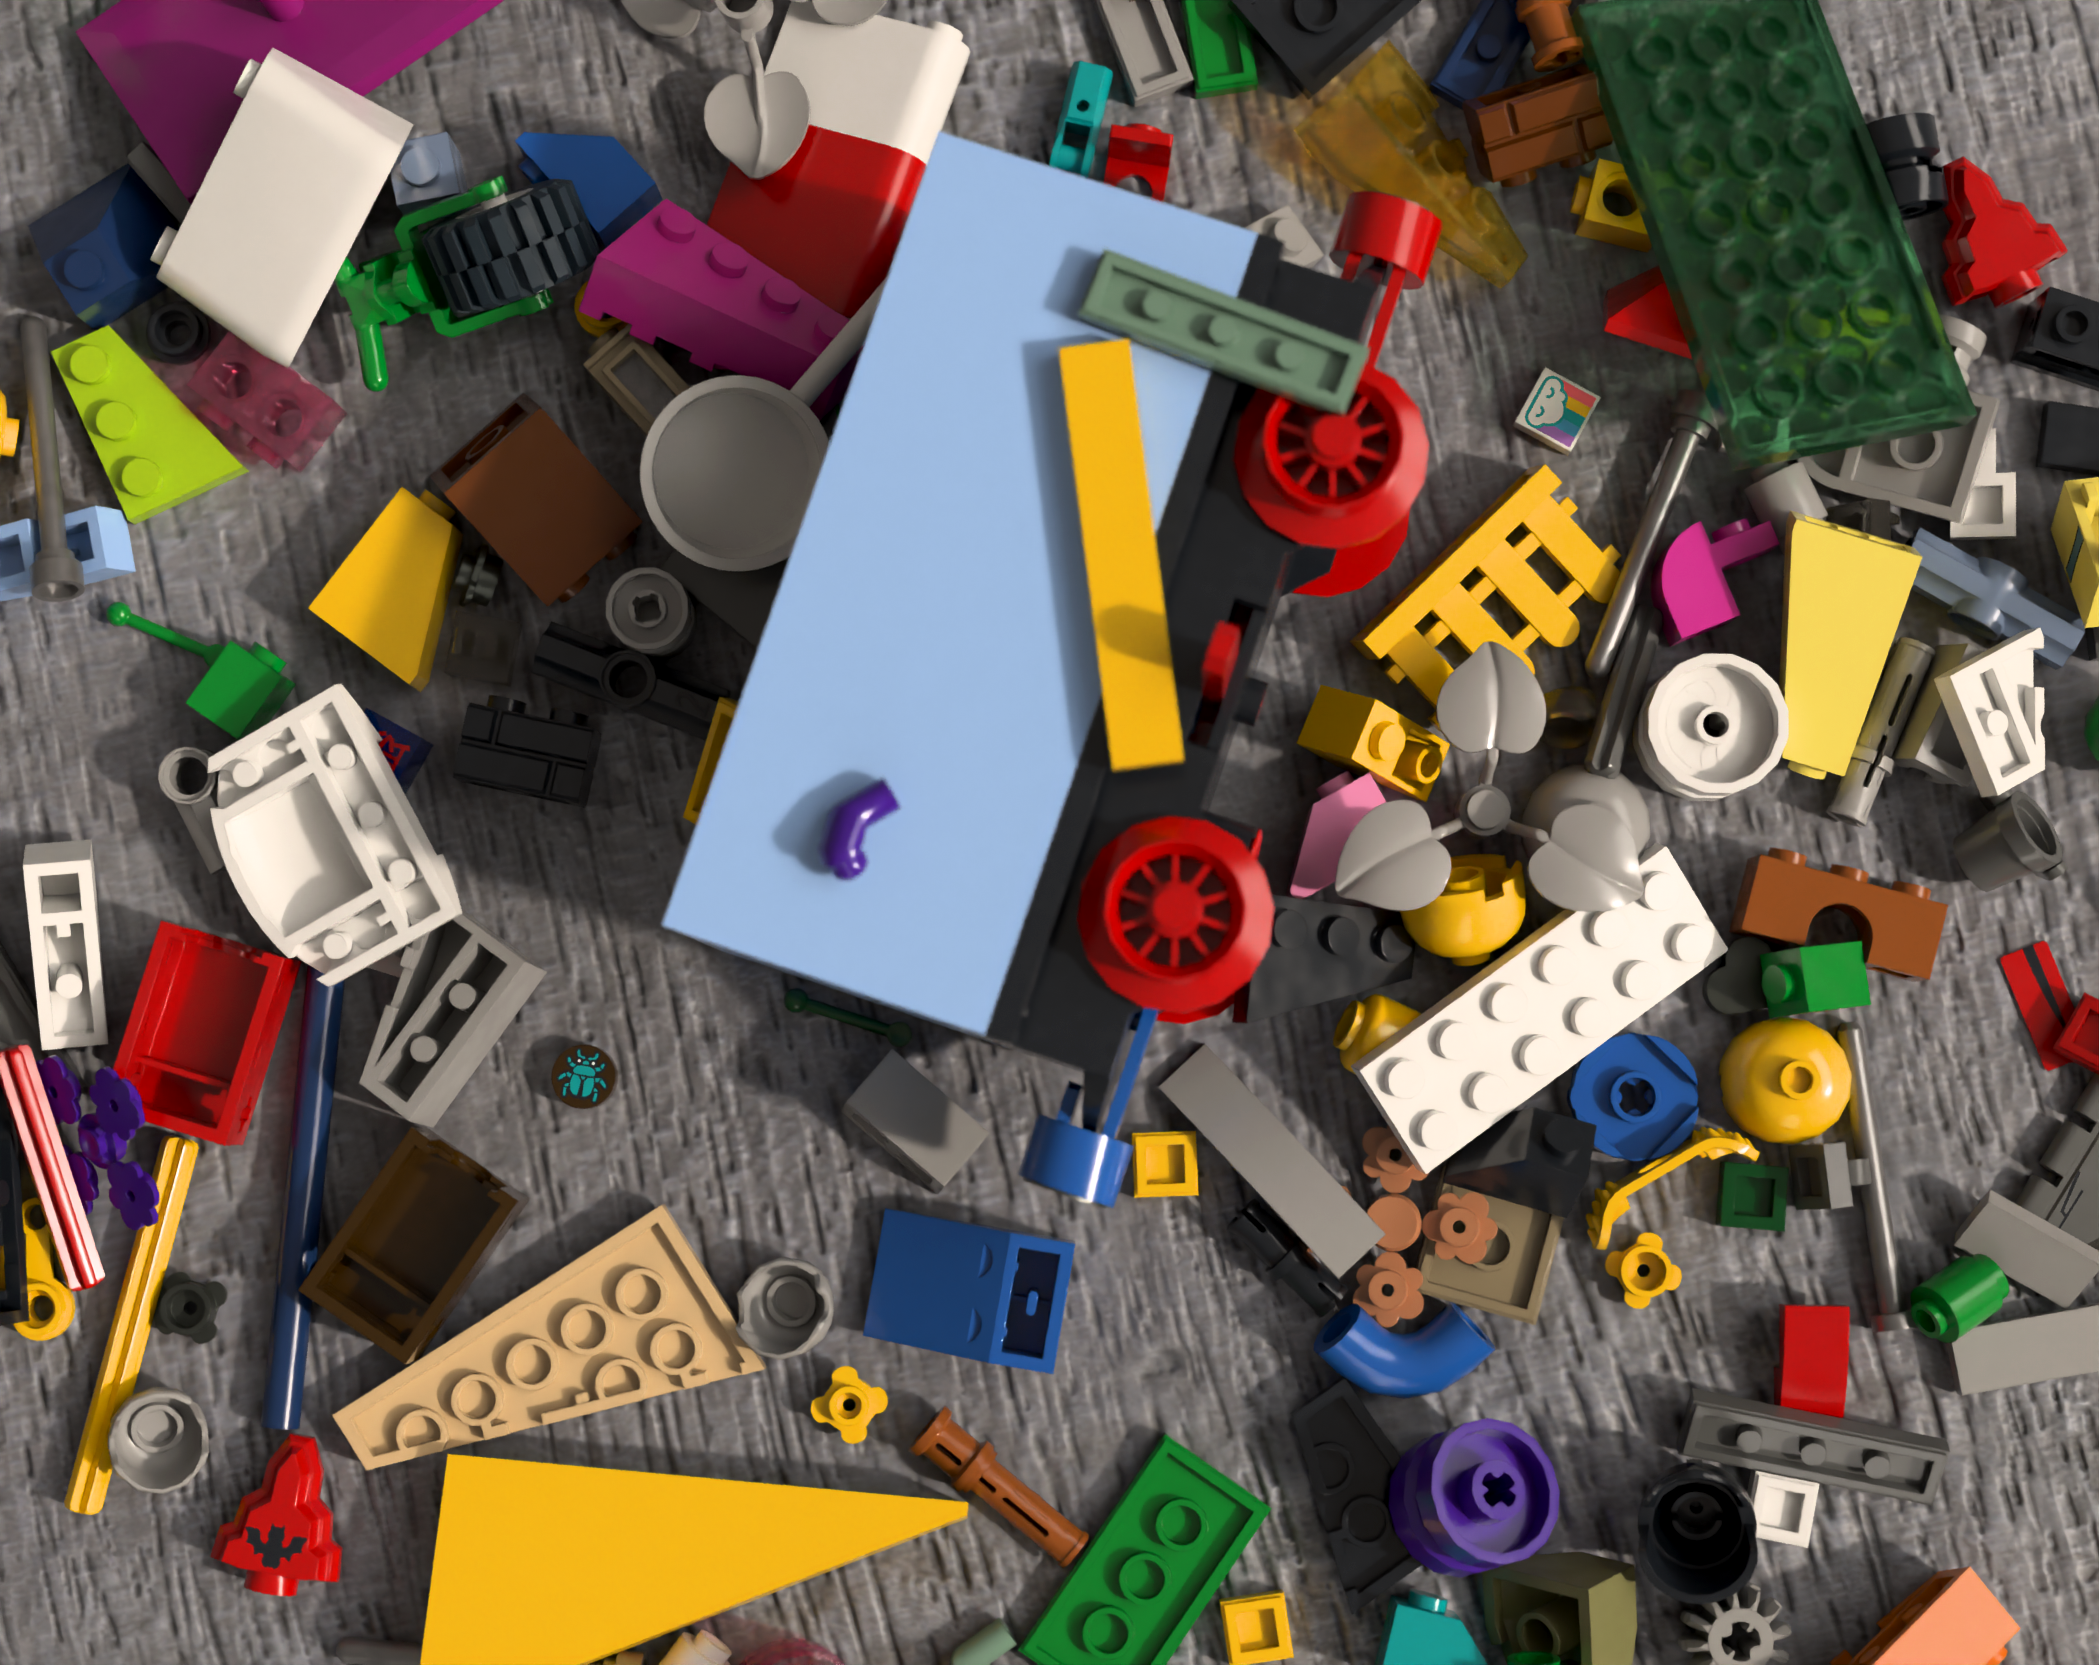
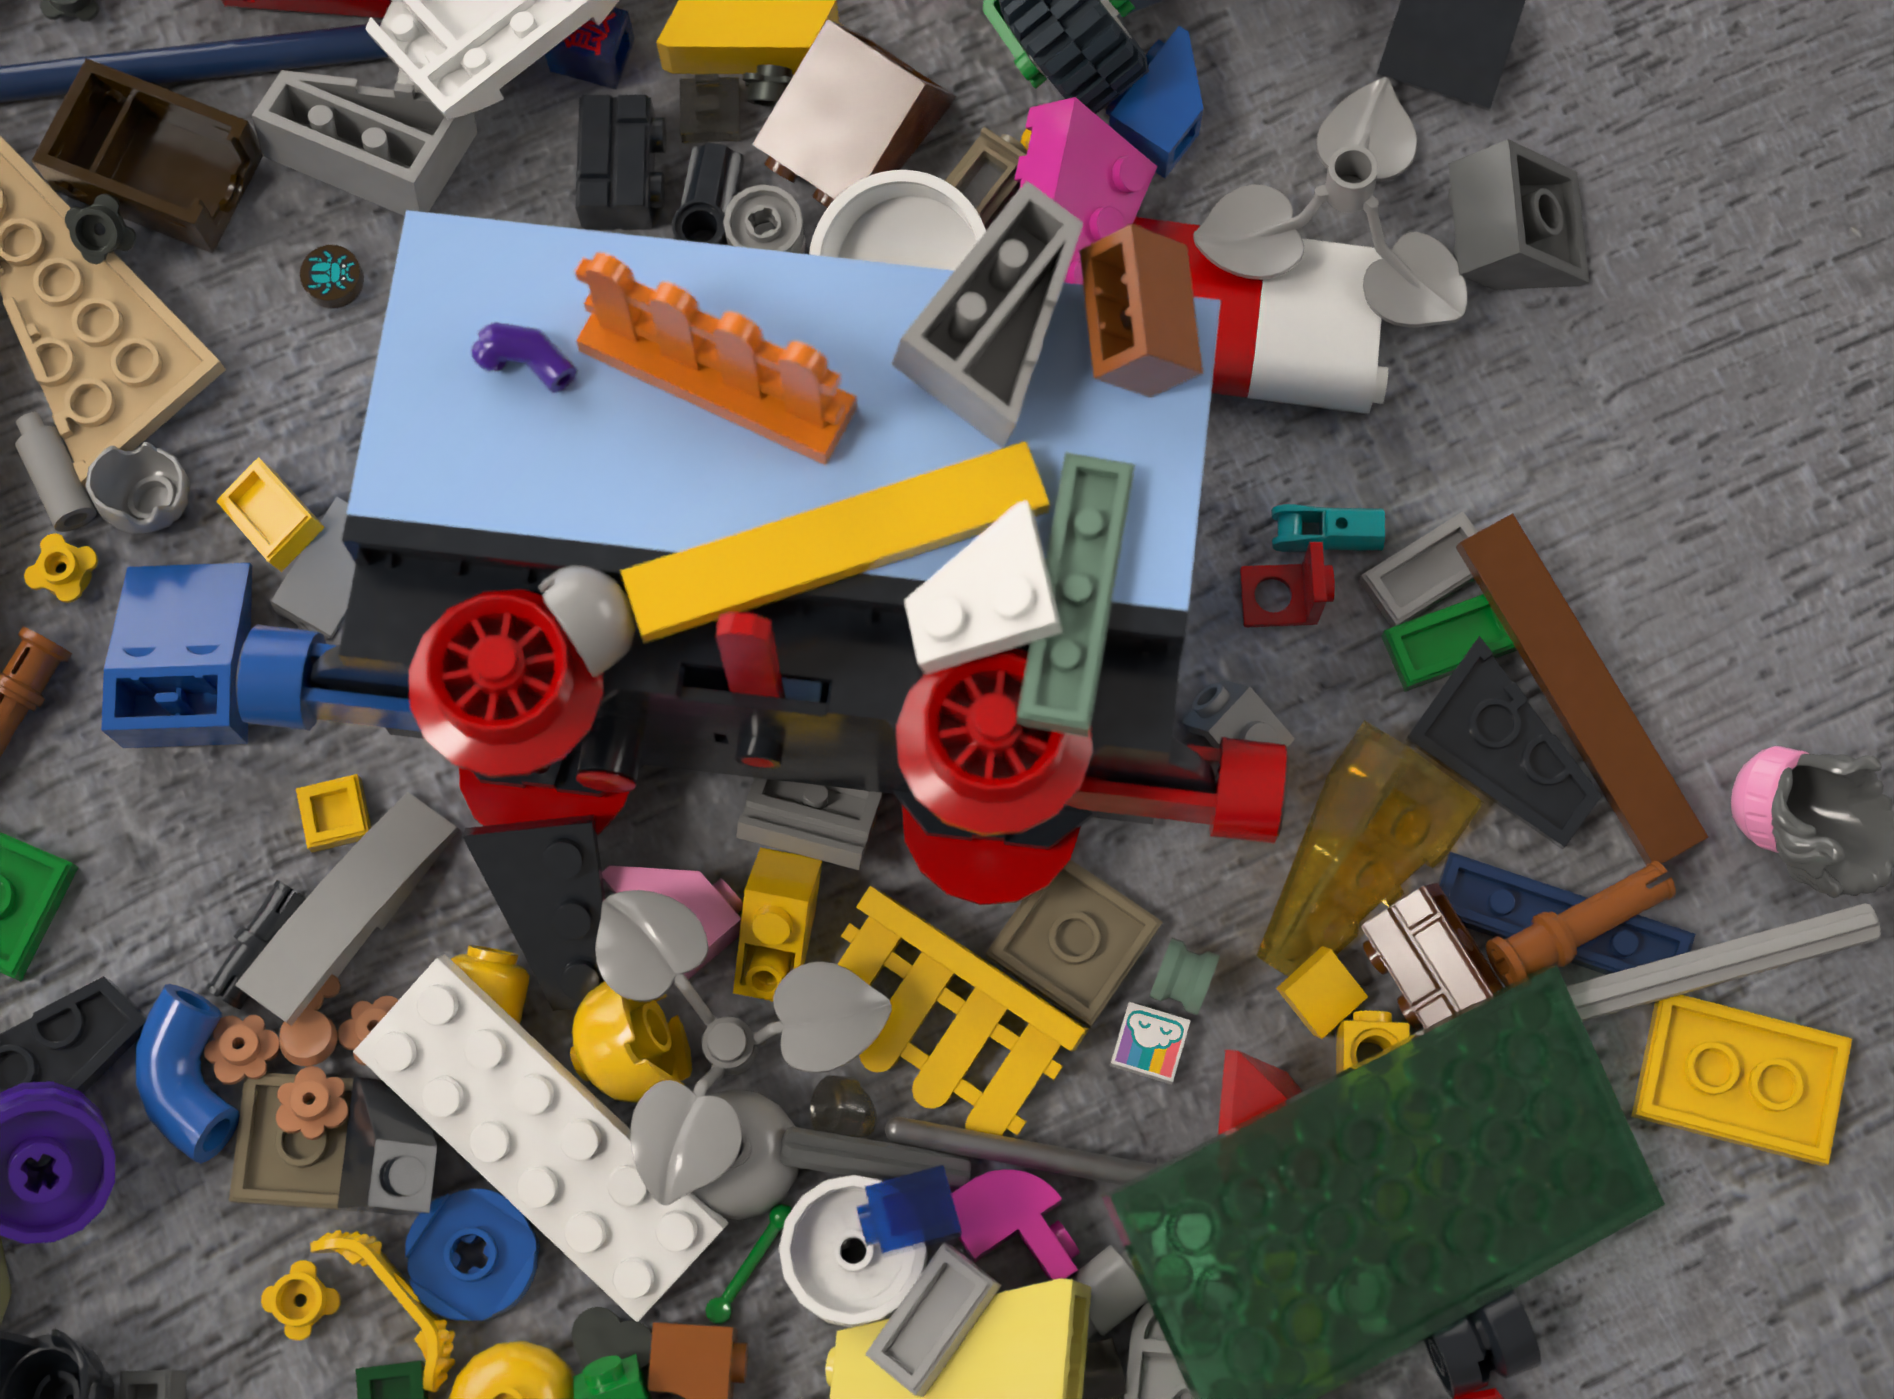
camera: 80 degrees right, 10 degrees down
(507, 1315) = (83, 231): none -> pearl dark grey plate
(743, 1399) = (53, 474): none -> light grey cylinder
(844, 1176) = (270, 514): none -> yellow tile
(918, 637) = (713, 360): none -> orange fence
(926, 349) = (991, 315): none -> light grey wedge
(953, 204) = (1140, 311): none -> dark orange brick
(1141, 808) = (592, 614): none -> light grey hair
(1215, 418) = (986, 596): none -> white wing
(1295, 672) = (810, 819): none -> light grey plate
(1465, 463) = (1074, 942): none -> dark tan tile
(1503, 362) = (1184, 976): none -> sand green wheel
(1542, 237) = (1322, 992): none -> yellow tile
(1703, 656) = (909, 1212): none -> clear blue brick
(1725, 872) = (720, 1308): none -> green hinge
(1800, 659) = (933, 1320): none -> light grey tile

